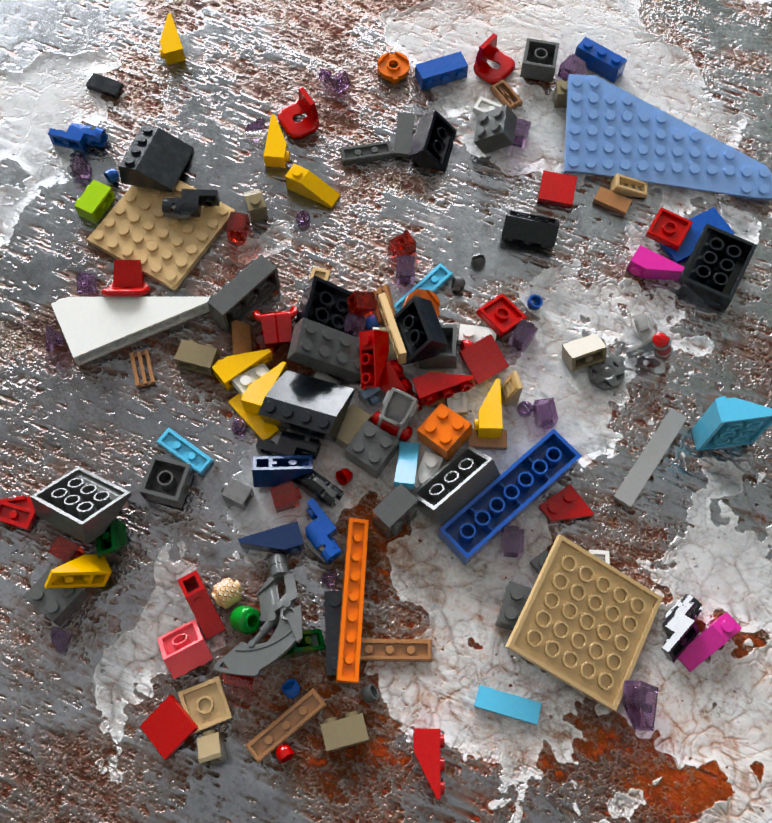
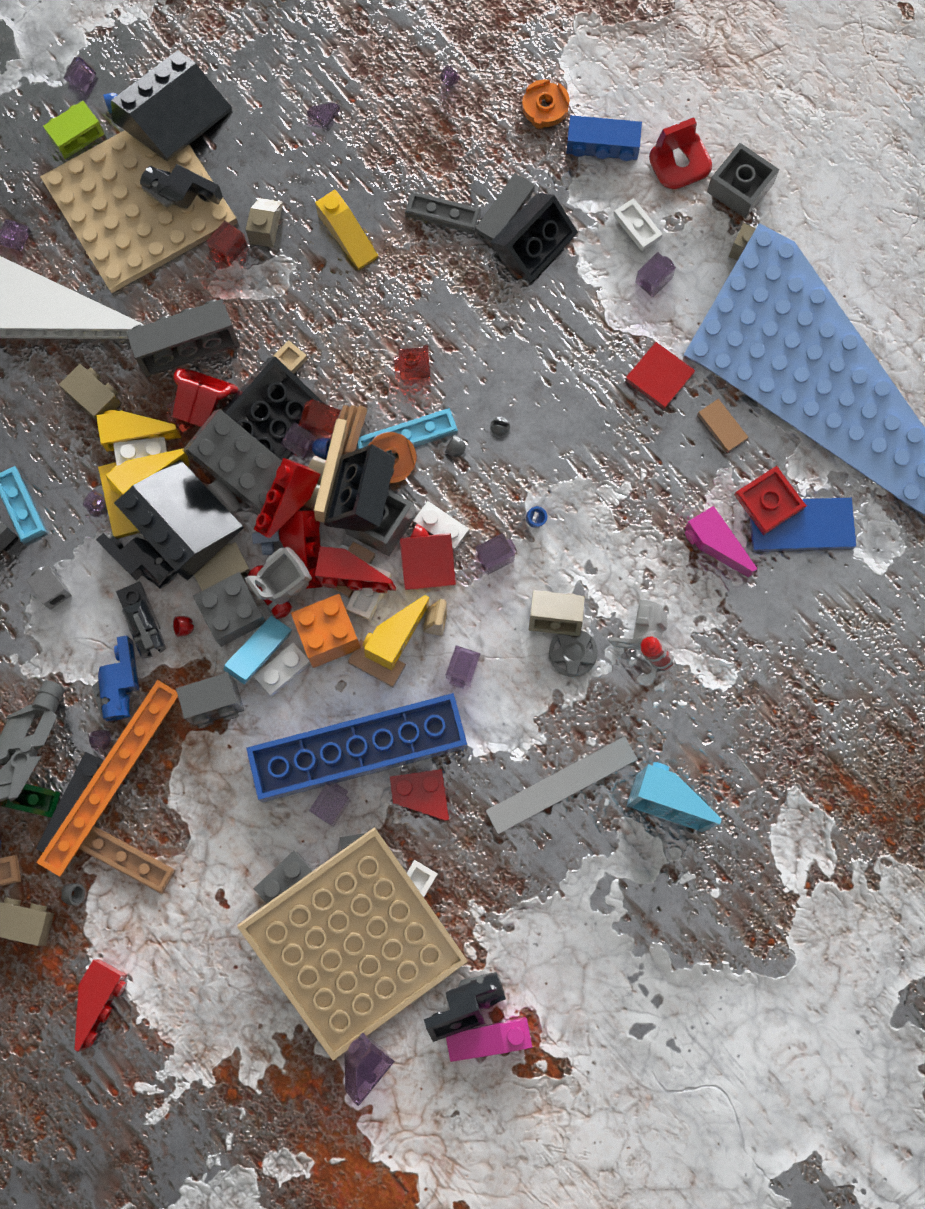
camera: 30 degrees right, 10 degrees up
(79, 136) = (100, 30): blue plate -> none
(127, 274) = (61, 247): red piece -> none
(139, 355) = (19, 357): medium nougat tile -> none
(241, 337) = (153, 394): medium nougat tile -> none
(255, 137) = (315, 129): clear cone -> none
(275, 470) = (107, 582): dark blue slope -> none
(276, 146) = (329, 156): yellow slope -> none
(282, 539) = (70, 667): dark blue slope -> none
(285, 496) = (100, 617): clear red brick -> none
(300, 221) = (319, 267): clear purple hinge -> none
(308, 124) = (387, 140): red piece -> none
(340, 81) = (463, 95): clear purple tile -> none
(405, 269) = (399, 396): clear purple brick -> none
(455, 484) = (297, 703): dark grey brick -> none
(495, 129) = (621, 257): dark grey brick -> none
(501, 315) = (485, 513): red tile -> none
(503, 96) = (674, 229): medium nougat tile -> none
(507, 705) = (217, 988): medium azure tile -> none
(522, 411) = (450, 647): clear purple hinge -> none
(530, 228) = (590, 413): black slope -> none
(572, 65) = (782, 213): clear purple slope -> none
(601, 60) = (827, 216): blue brick -> none
(617, 185) = (761, 410): tan slope -> none
(717, 266) = (798, 581): black slope -> none

